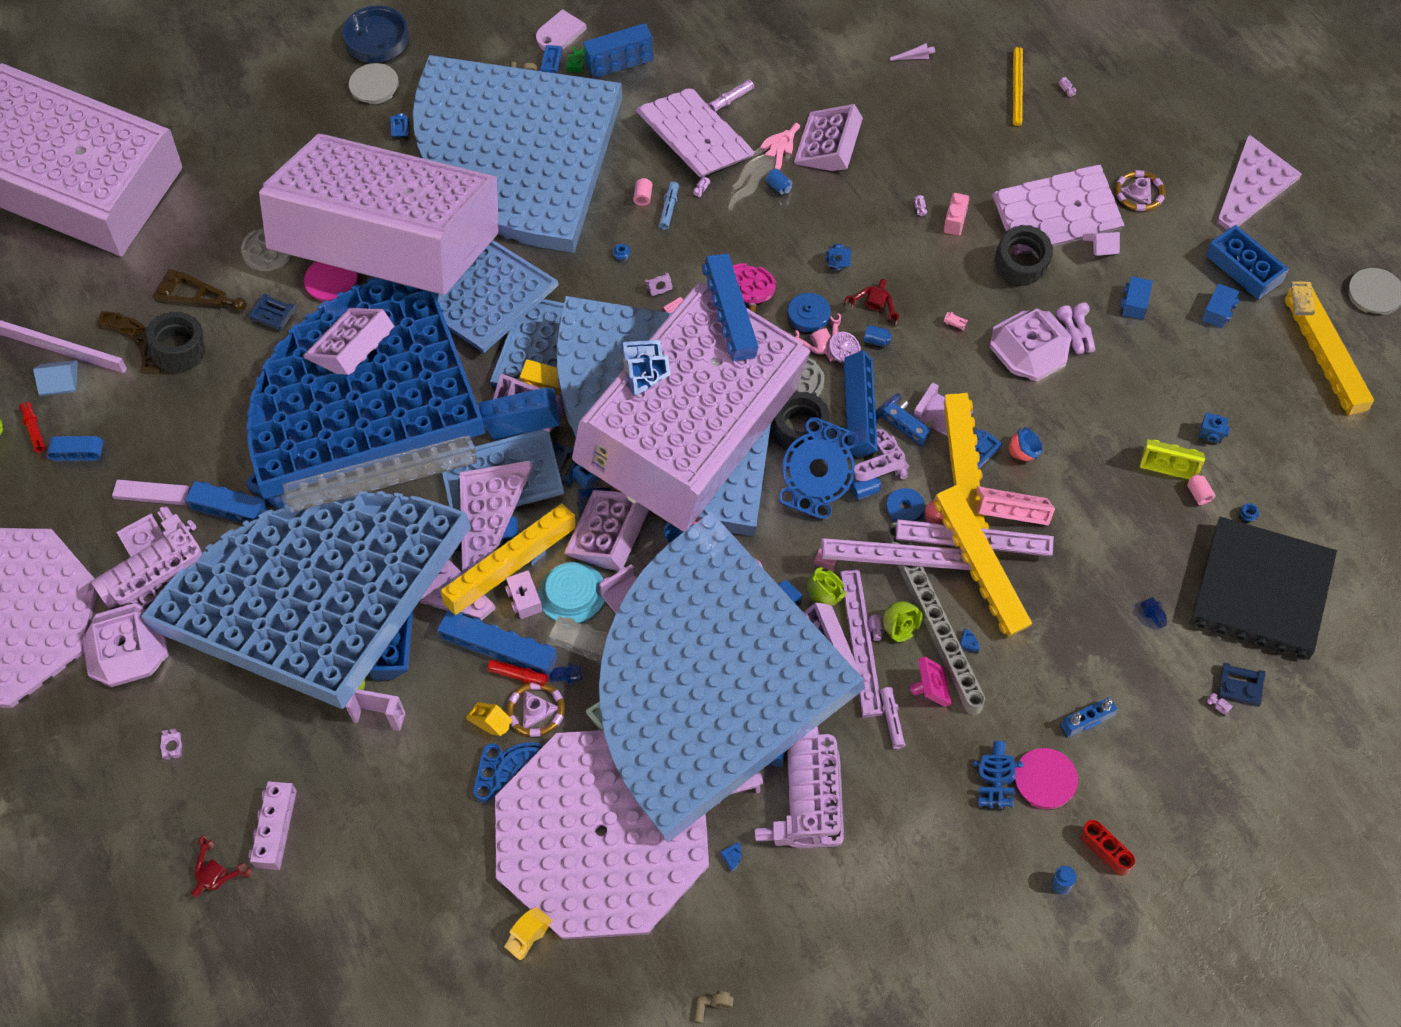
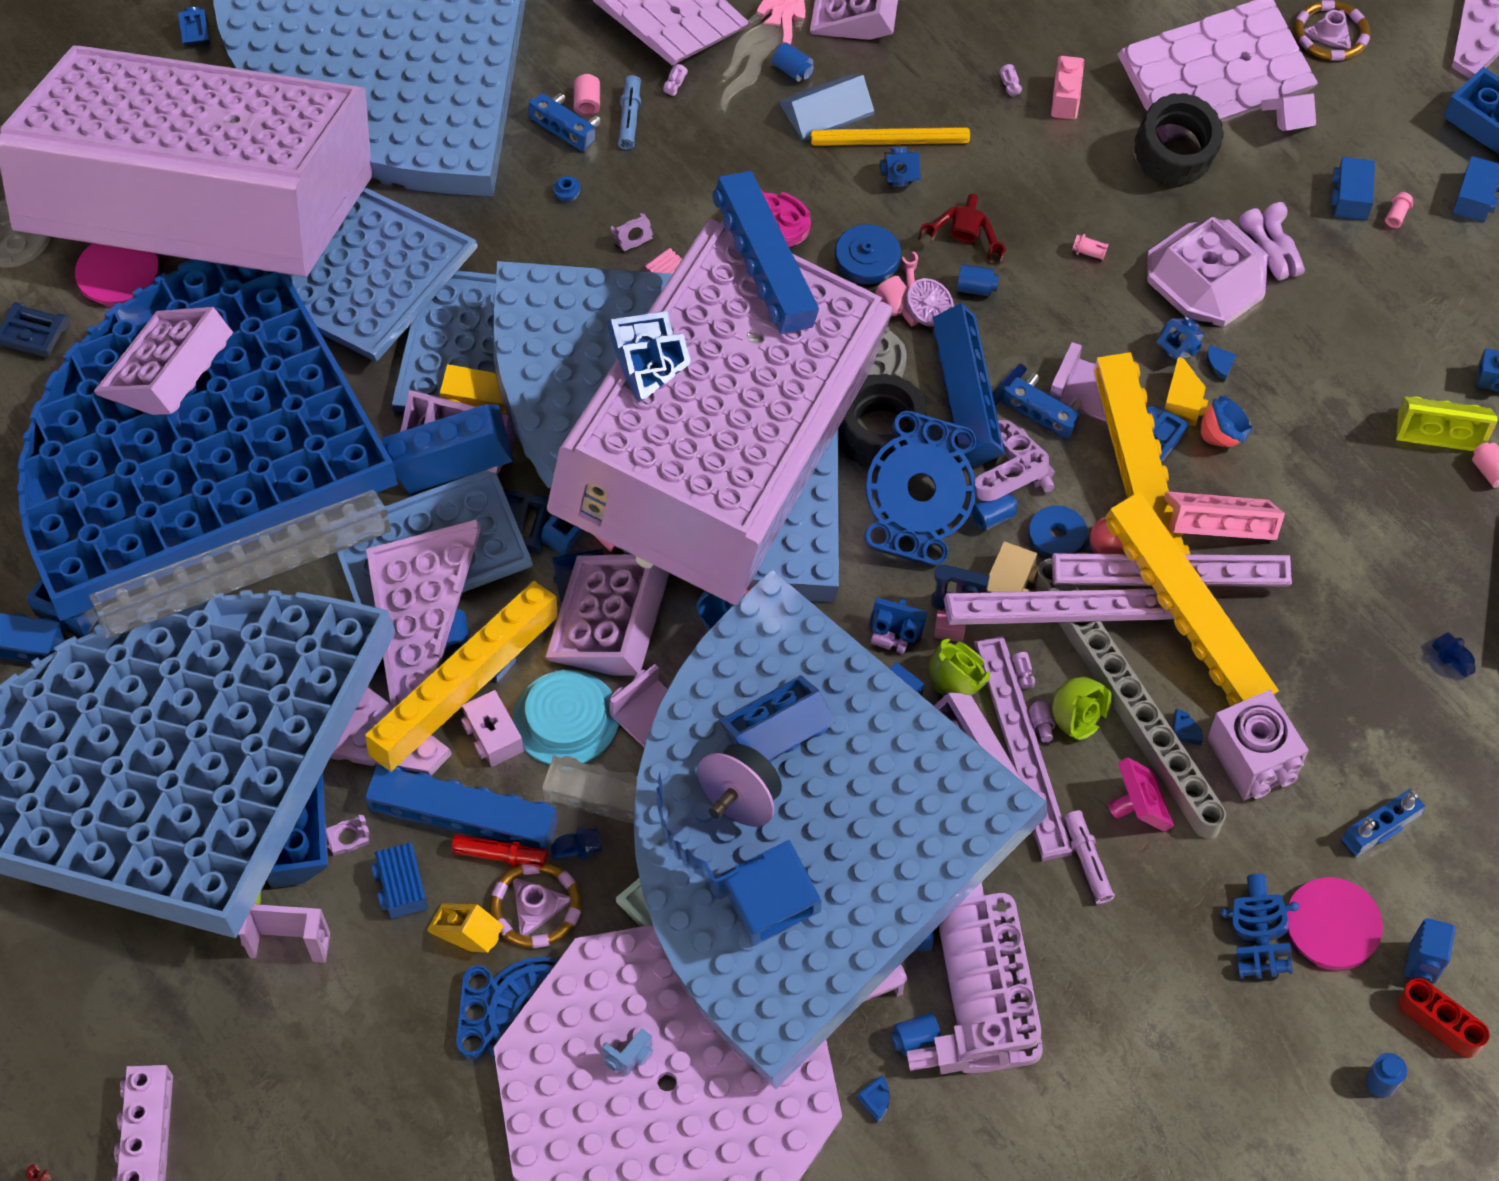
camera: 10 degrees left, 0 degrees up
(432, 647) = (356, 825): none -> lavender piece
(453, 684) = (400, 881): none -> blue brick
(582, 809) = (635, 1053): none -> medium blue bracket
(624, 208) = (562, 121): none -> blue piece
(668, 647) = (740, 784): none -> lavender piece
(674, 715) = (766, 891): none -> blue piece
(699, 610) = (780, 719): none -> blue slope
(763, 817) = (915, 1033): none -> blue brick
(783, 564) = (888, 640): none -> lavender piece
(792, 551) = (898, 619): none -> blue hips
(798, 213) = (829, 105): none -> medium blue slope
(836, 236) = (890, 136): none -> yellow axle
(838, 532) = (966, 581): none -> dark blue plate
(868, 591) = (1023, 669): none -> lavender piece
(870, 528) = (1013, 569): none -> tan brick
(1002, 423) = (1186, 394): none -> yellow slope
(1005, 386) = (1172, 338): none -> blue brick
(1012, 658) = (1257, 745): none -> lavender brick
(1030, 404) = (1220, 361): none -> blue tile
(1104, 803) = (1430, 950): none -> blue brick
(1167, 311) = (1400, 205): none -> bright pink pin

